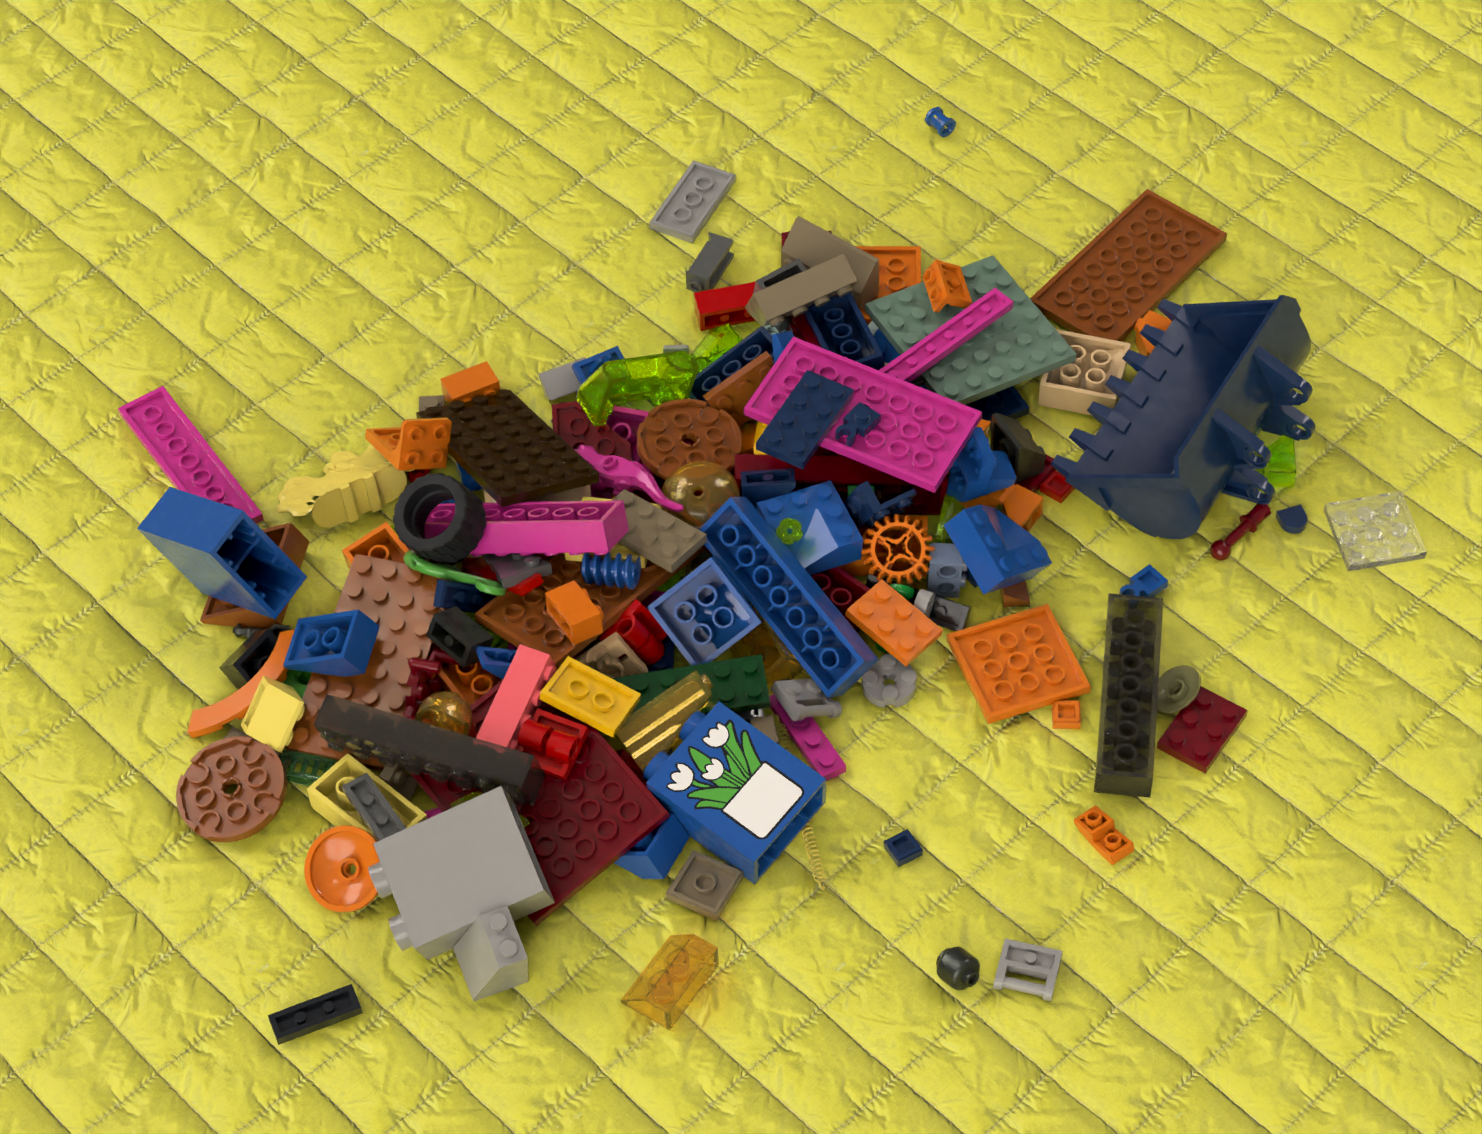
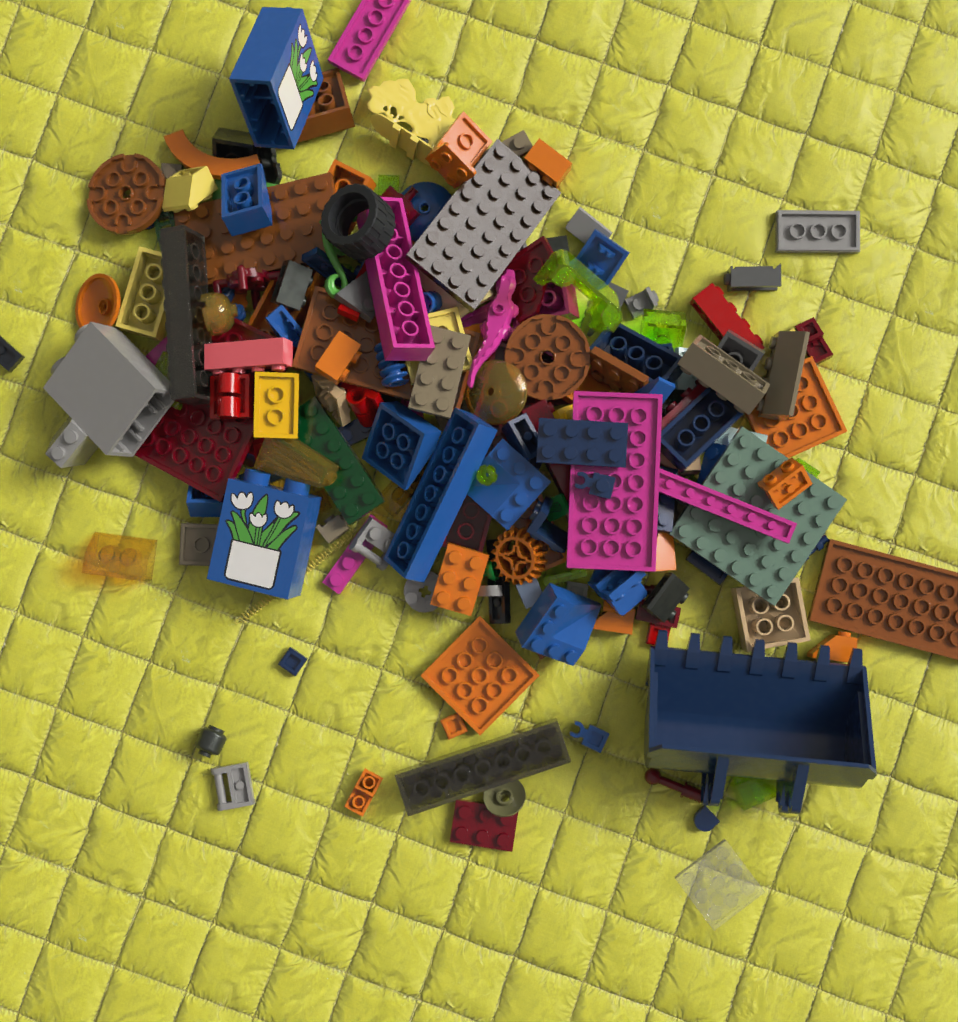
camera: 70 degrees right, 35 degrees up
(373, 807) = (135, 304): dark grey plate -> none

